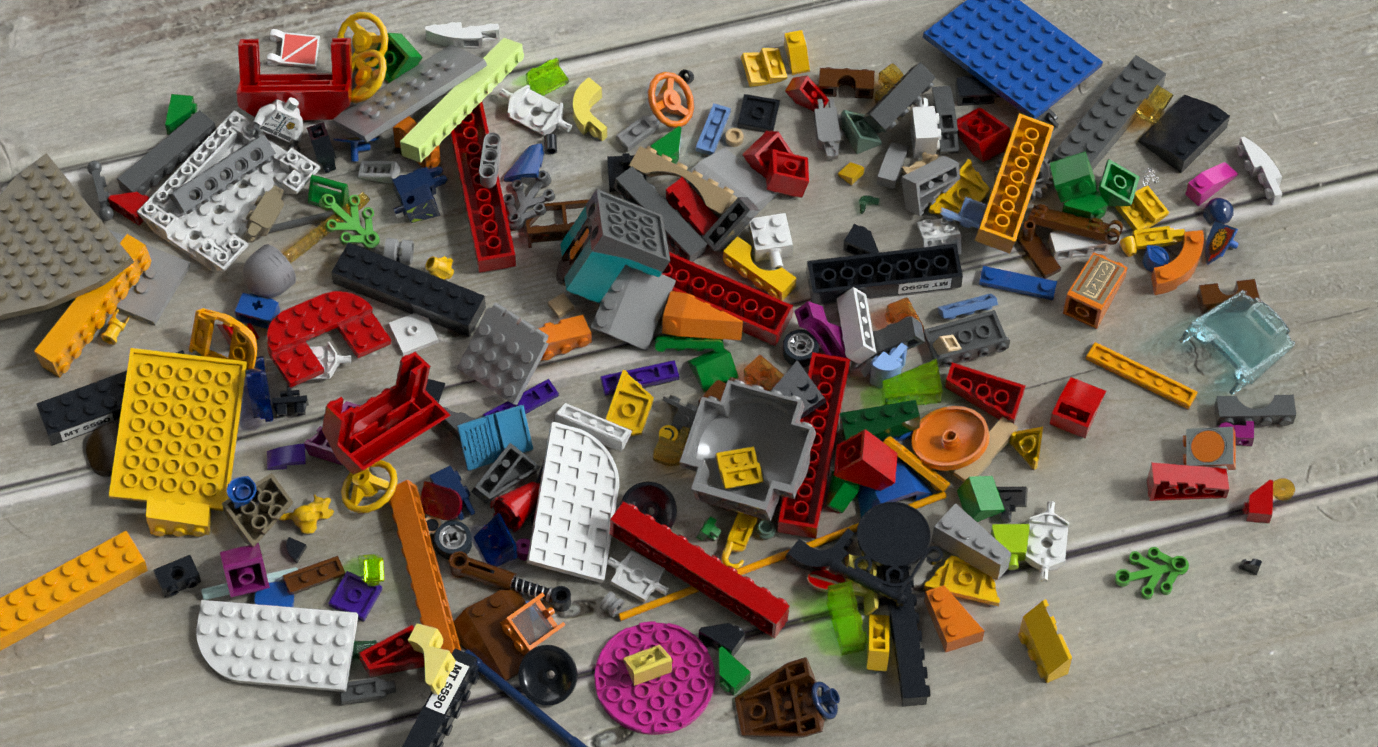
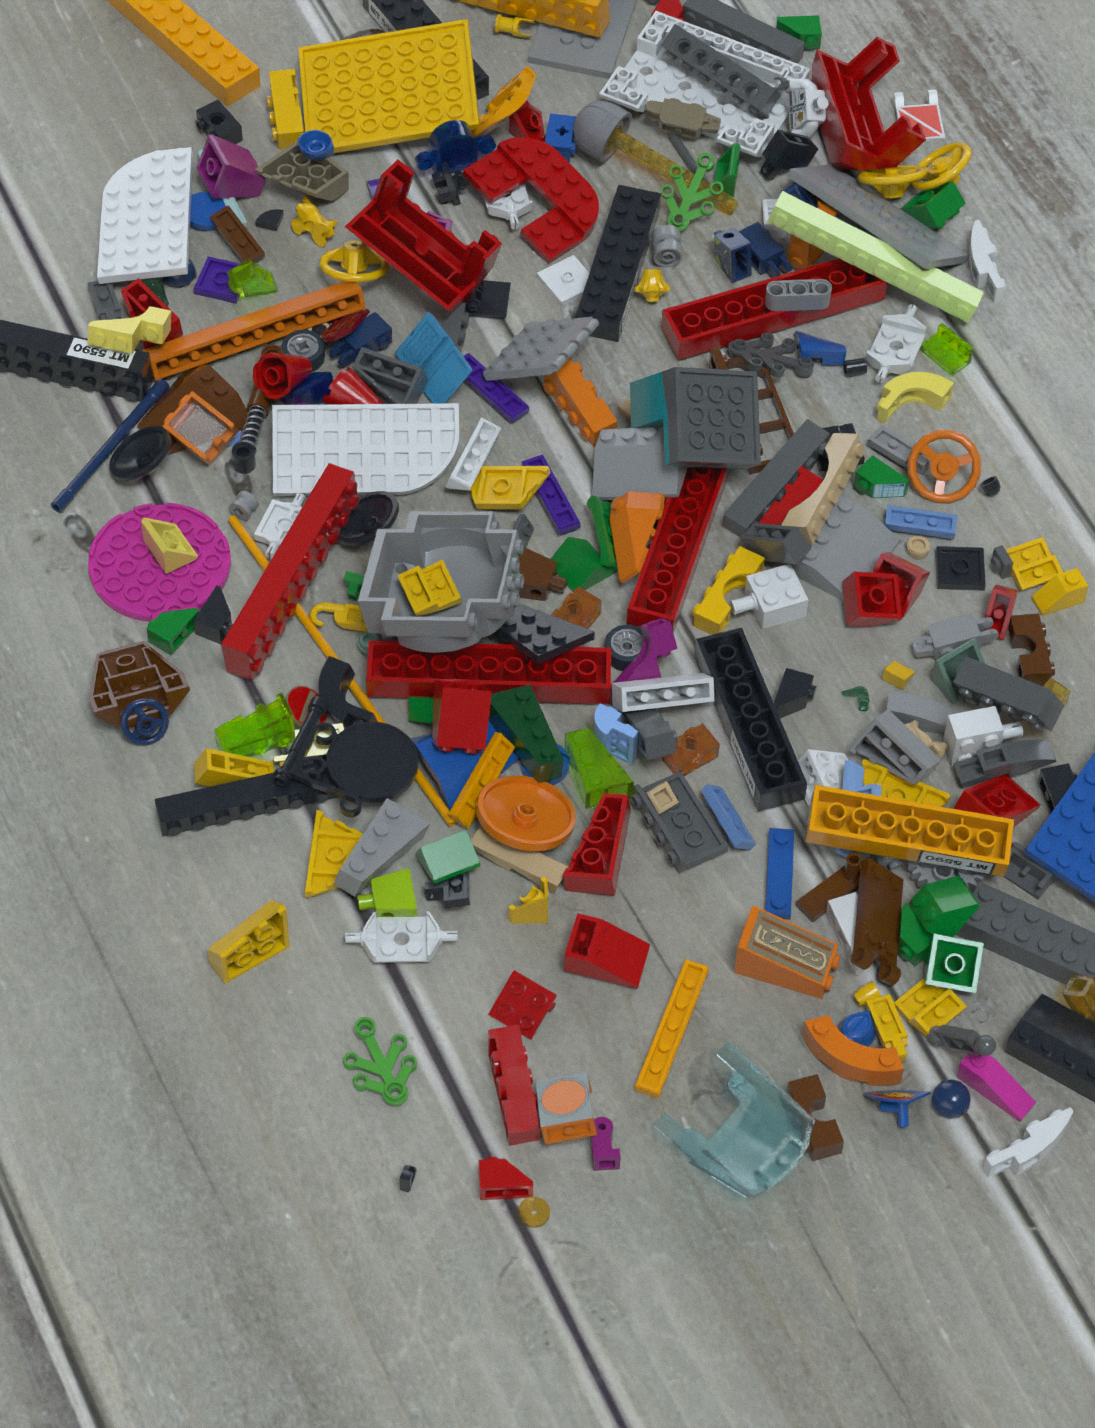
camera: 80 degrees right, 5 degrees down
(494, 550) = (280, 373): none -> red cone
(761, 84) = (1001, 562): none -> dark grey plate
(951, 620) = (273, 841): orange wedge -> none
(1114, 468) = (523, 1004): none -> red hinge
(1190, 183) = (962, 1040): none -> dark grey plate
(1279, 411) = (649, 1192): dark grey arch -> none

